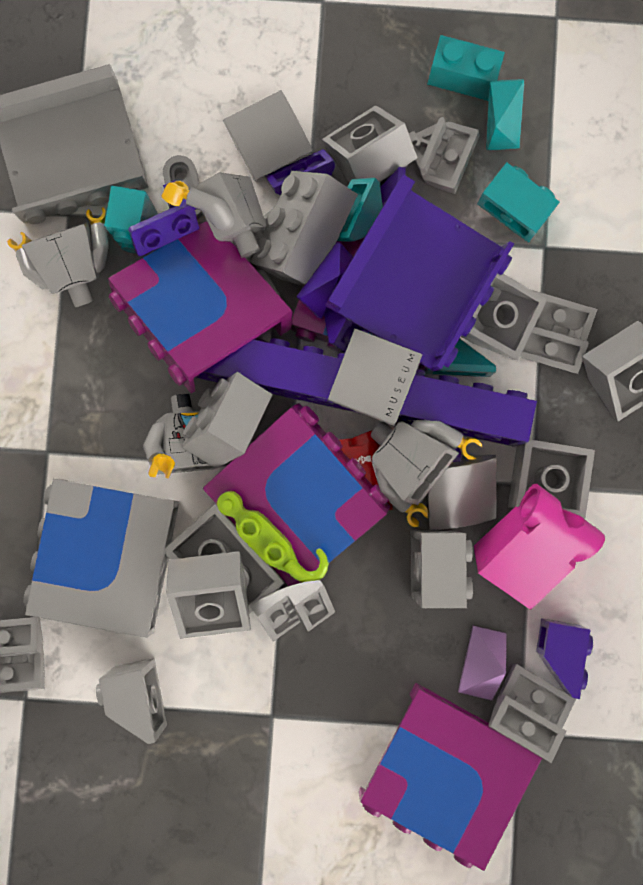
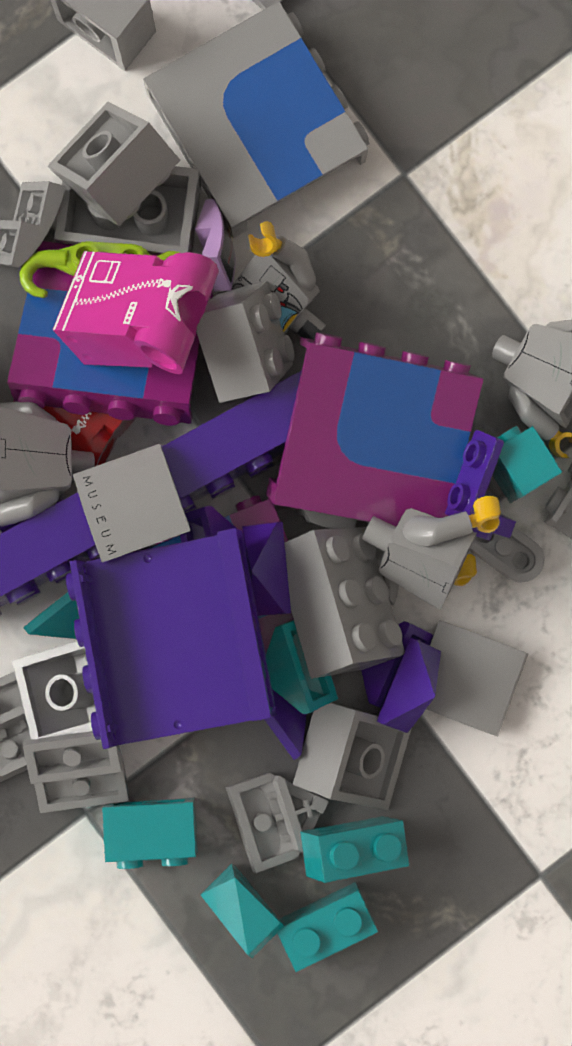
camera: 135 degrees right, 0 degrees up
(193, 497) = (217, 244): none -> lavender slope
(272, 484) = (136, 308): none -> dark pink piece
(301, 148) = (412, 687): none -> dark purple slope
(413, 92) = (354, 849): none -> teal brick
(536, 267) = (75, 772): none -> light grey slope

